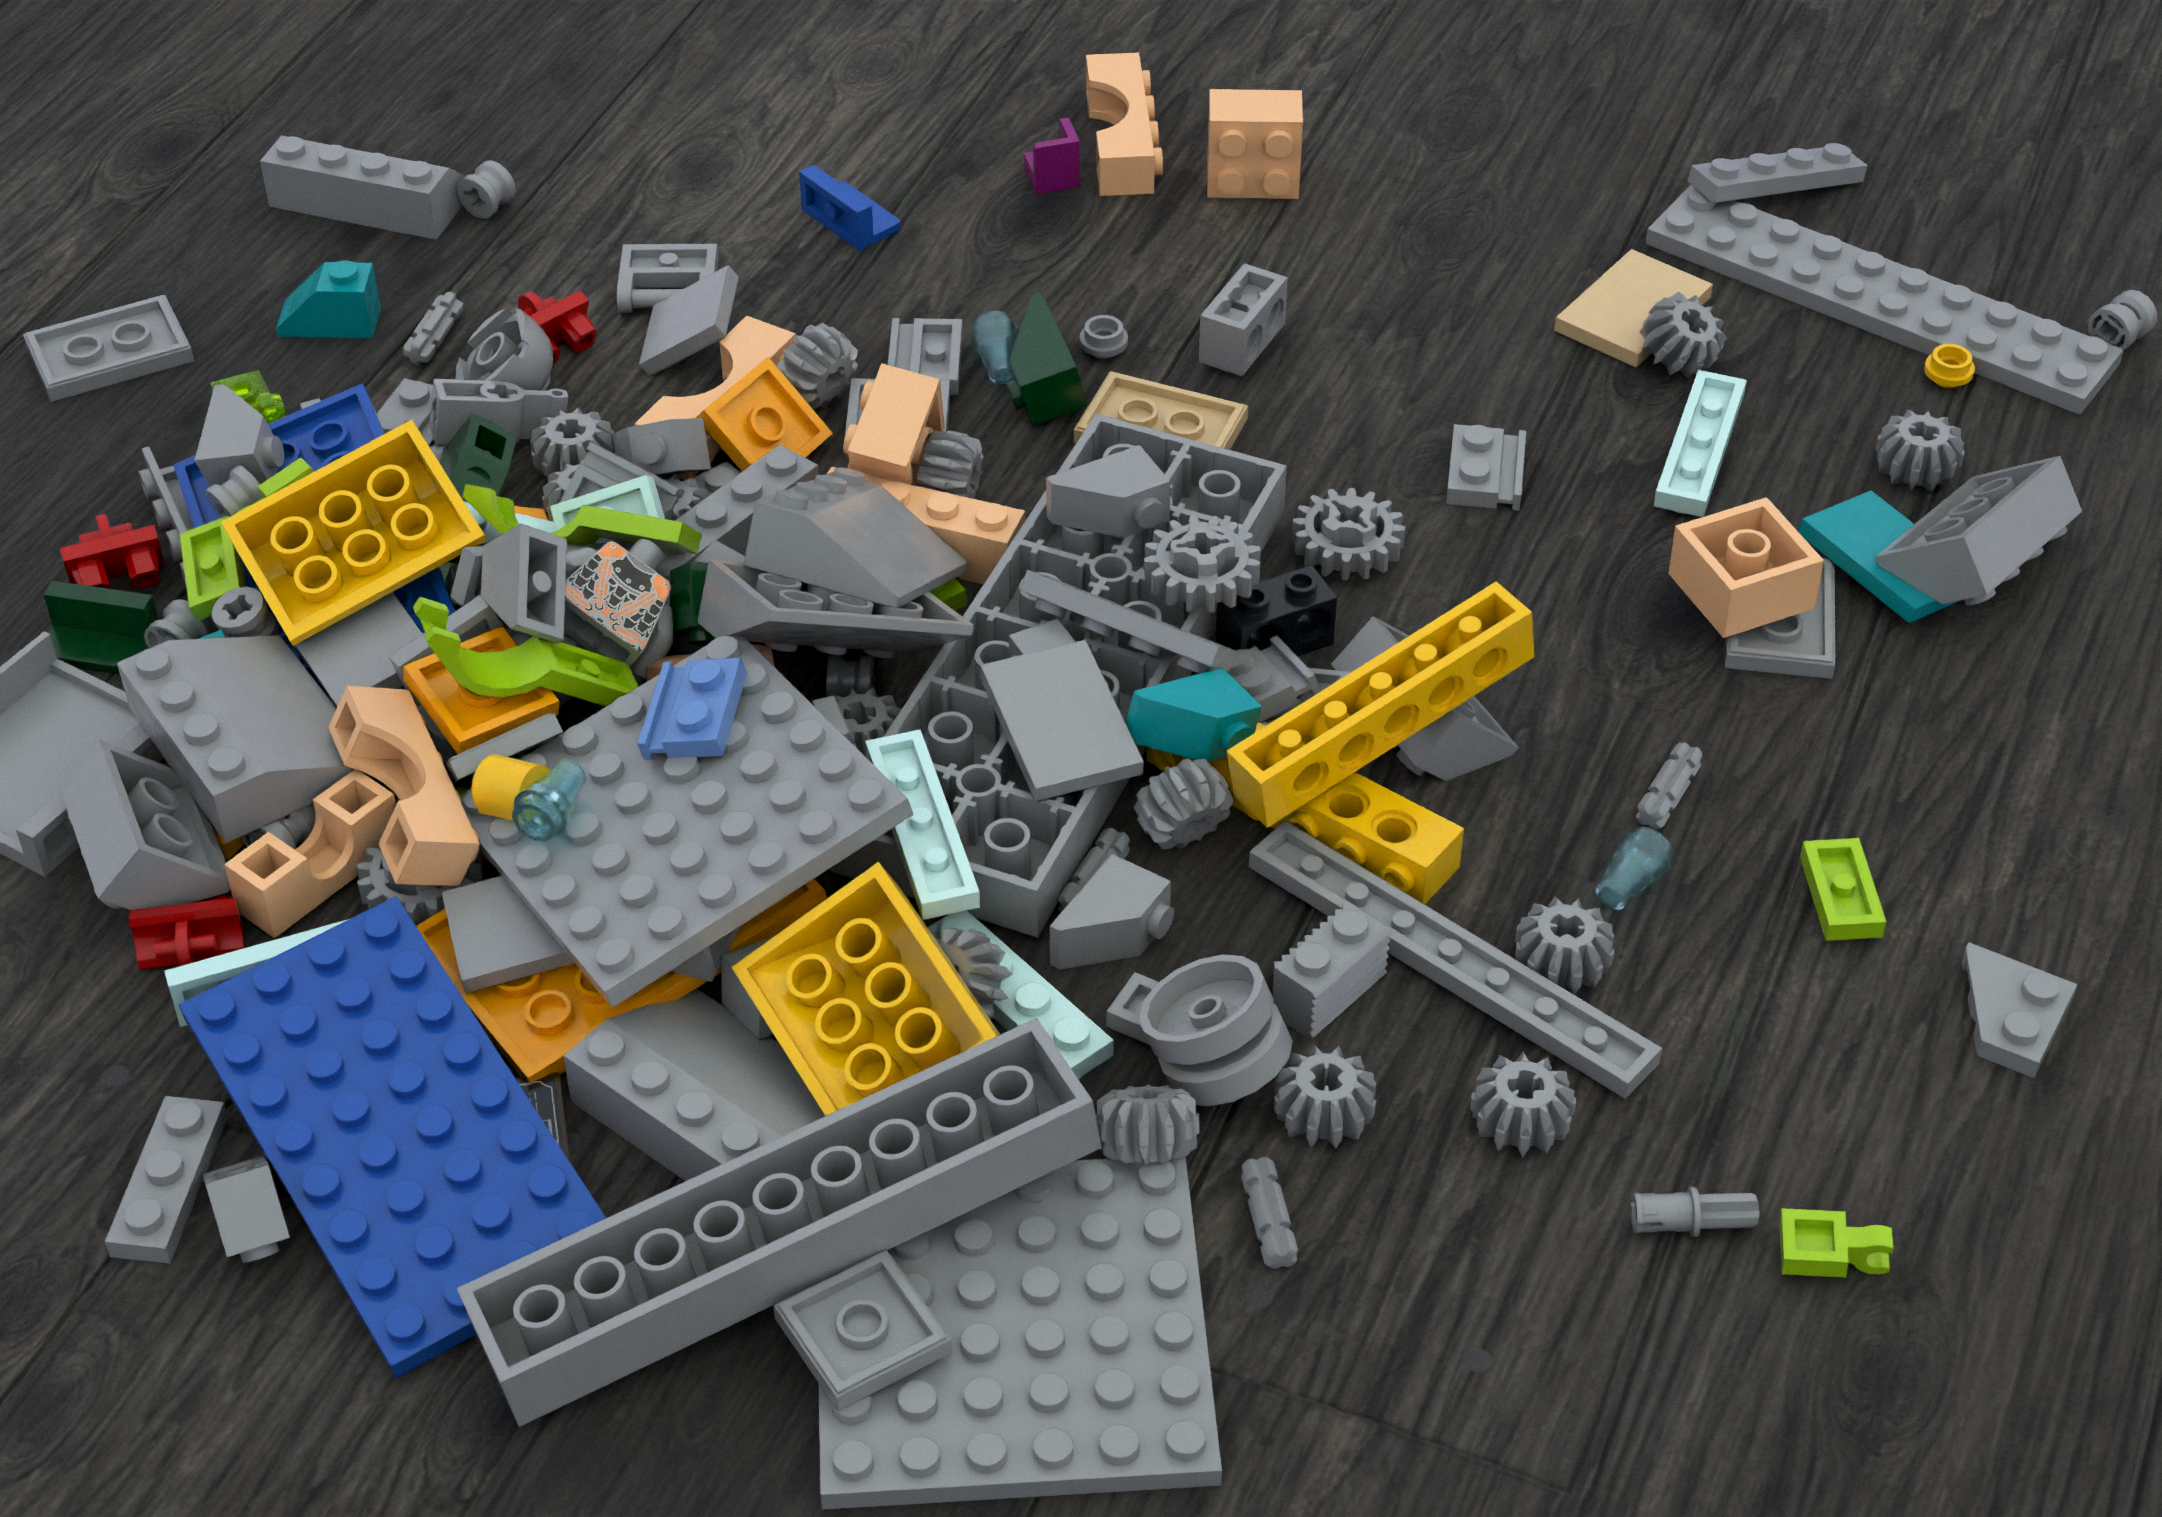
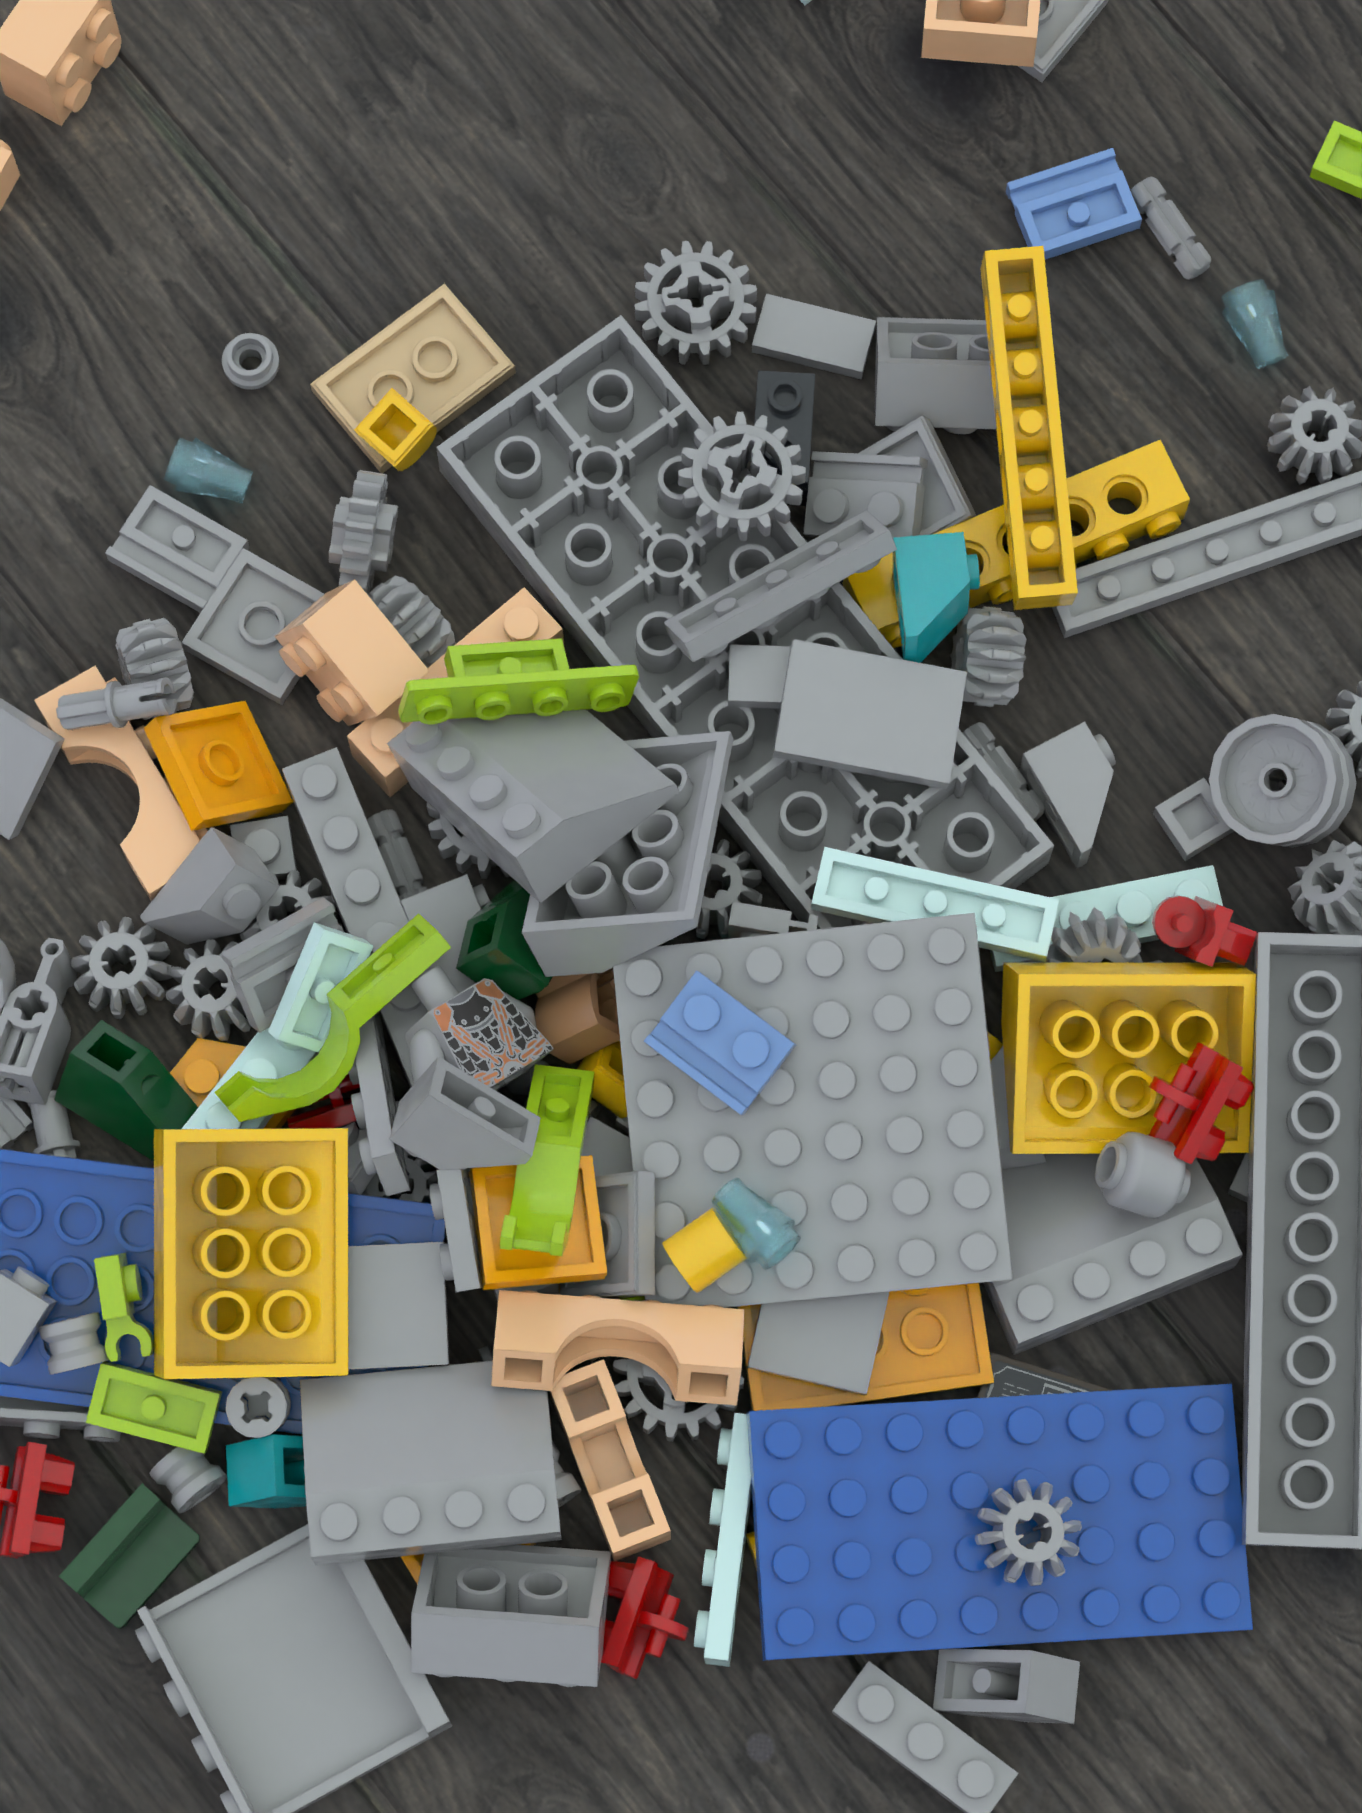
camera: 60 degrees left, 30 degrees up
(380, 1117) = (1020, 1510): none -> light grey gear
(765, 1056) = (1142, 1175): none -> light grey head
(766, 338) = (115, 704): none -> light grey axle
(824, 1066) = (1194, 1102): none -> red hips
(926, 506) = (514, 680): none -> lime bracket
(1002, 418) = (363, 530): none -> light grey gear
(1027, 998) = (1202, 930): none -> red hips
(1043, 368) = (287, 448): dark green slope -> none
(1102, 399) = (397, 430): none -> yellow brick
(1110, 495) = (599, 500): light grey slope -> none
(1242, 319) = (332, 217): light grey brick -> none
(1330, 969) = (1243, 644): light grey brick -> none
(1378, 597) = (813, 336): none -> light grey tile
(1485, 467) = (660, 118): light grey plate -> none
(1631, 715) = (1074, 204): none -> medium blue plate

